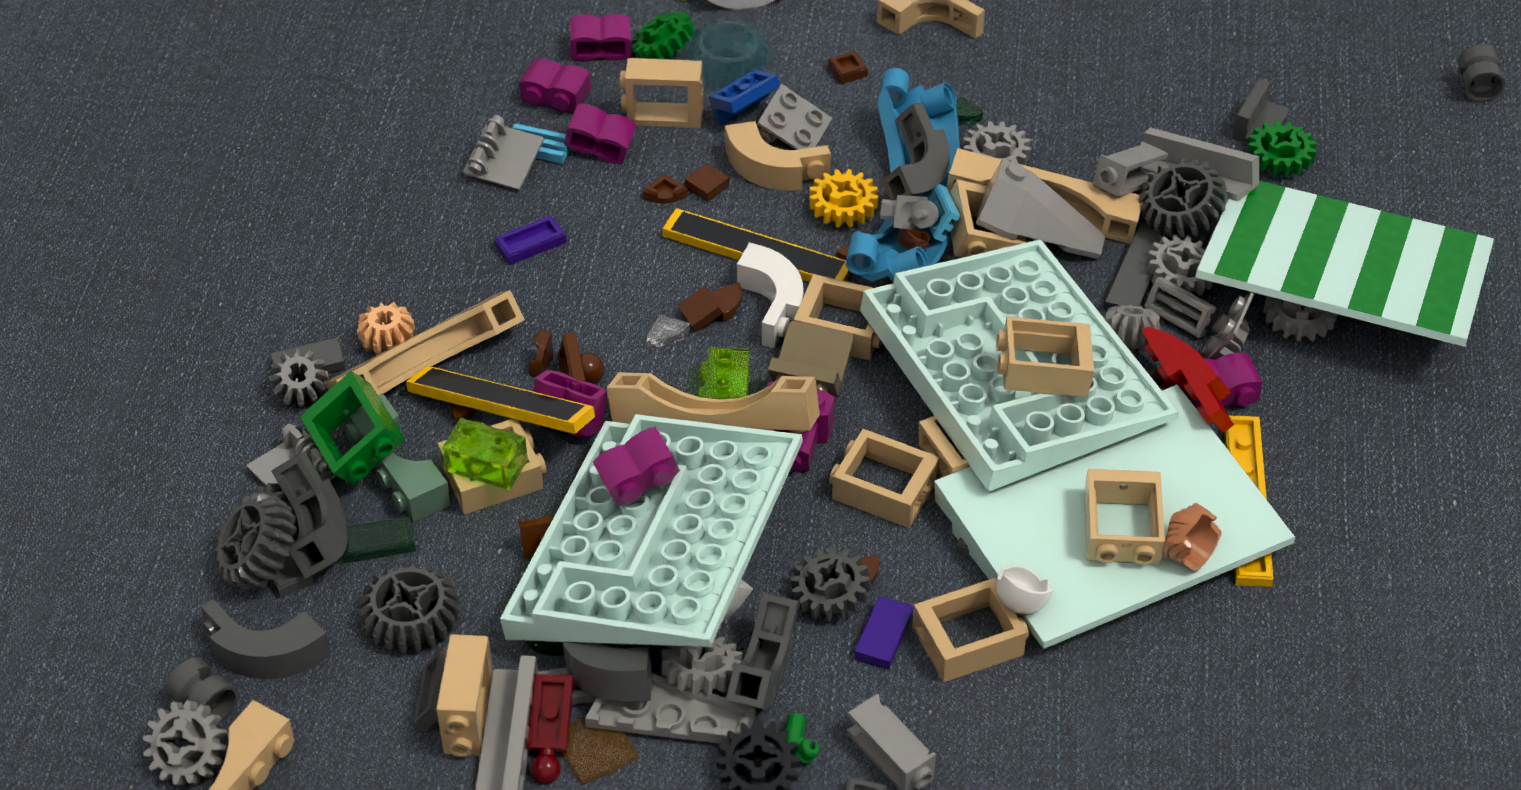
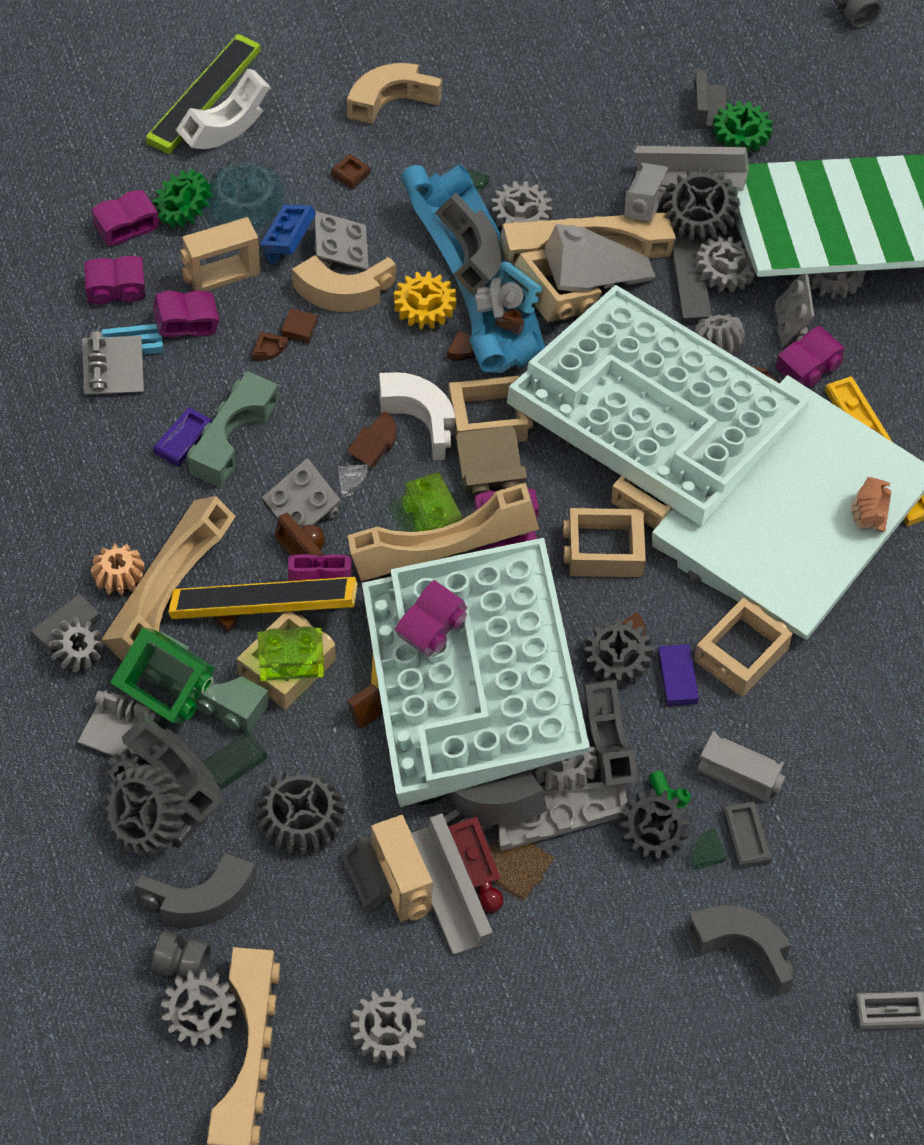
camera: 30 degrees left, 10 degrees up
(544, 354) = (263, 541): reddish brown tile -> none
(607, 329) = (303, 496): none -> light grey hinge
(609, 229) = (250, 402): none -> sand green arch
(732, 242) = (365, 373): black tile -> none
(1022, 589) = (775, 600): white hair -> none
(1051, 338) = (701, 370): tan window -> none
(1139, 488) = (806, 481): tan window -> none
(1191, 373) = (790, 359): red slope -> none
(1206, 308) = (746, 292): light grey tile -> none

